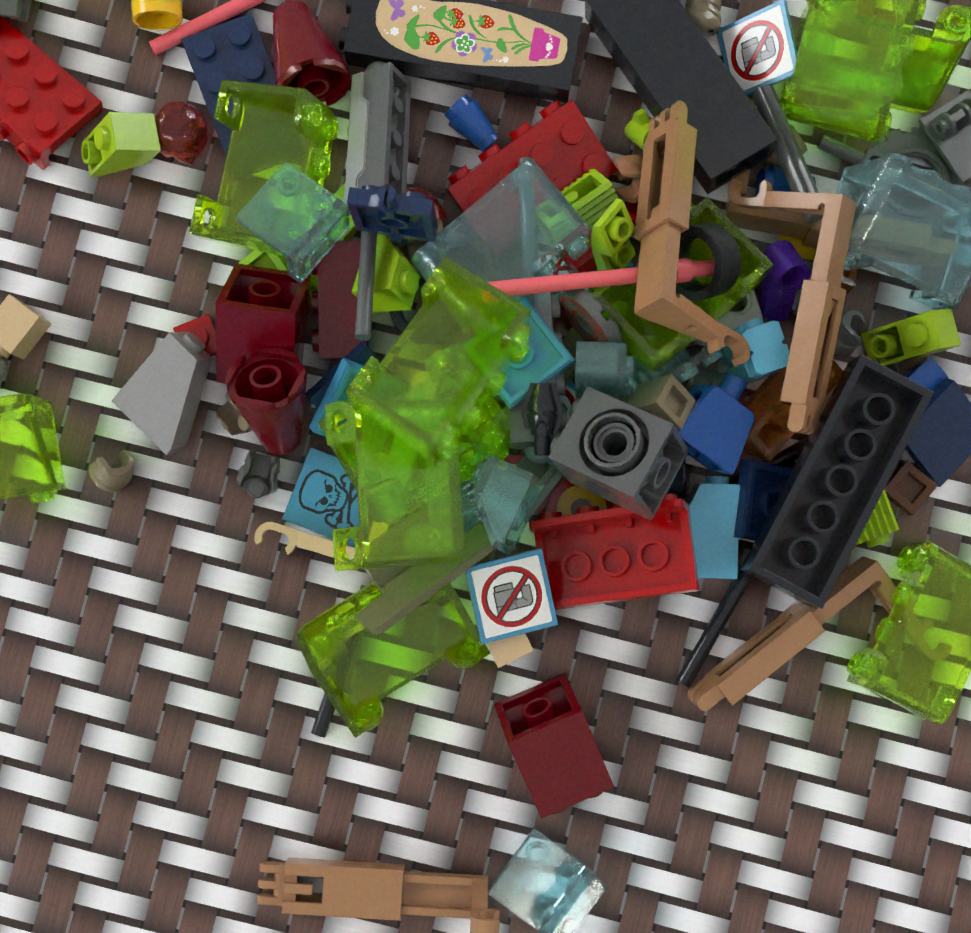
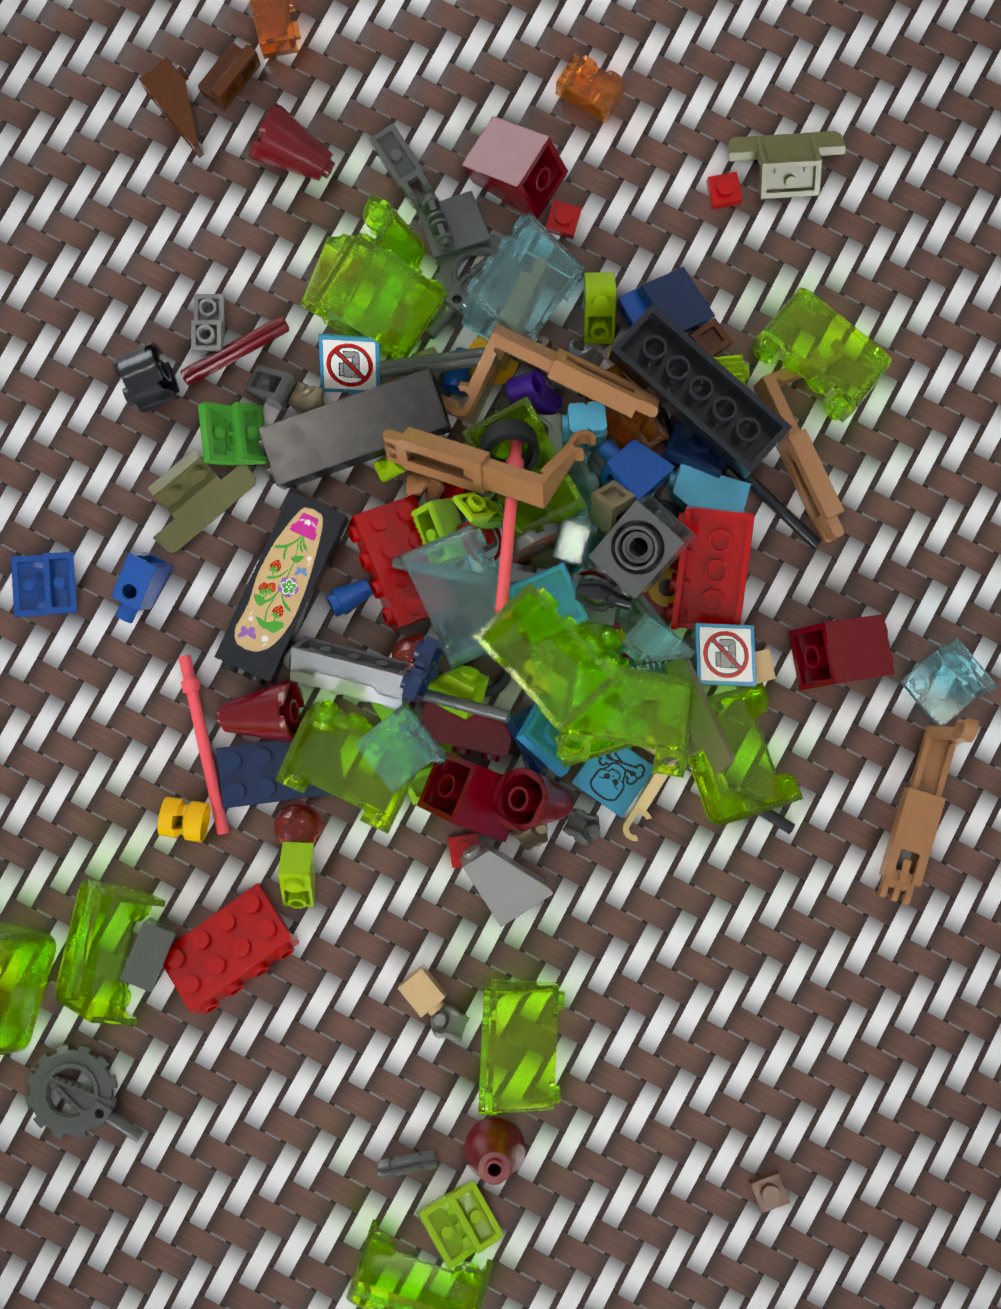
camera: 75 degrees left, 0 degrees up
(111, 478) = (558, 945): dark tan arm -> none

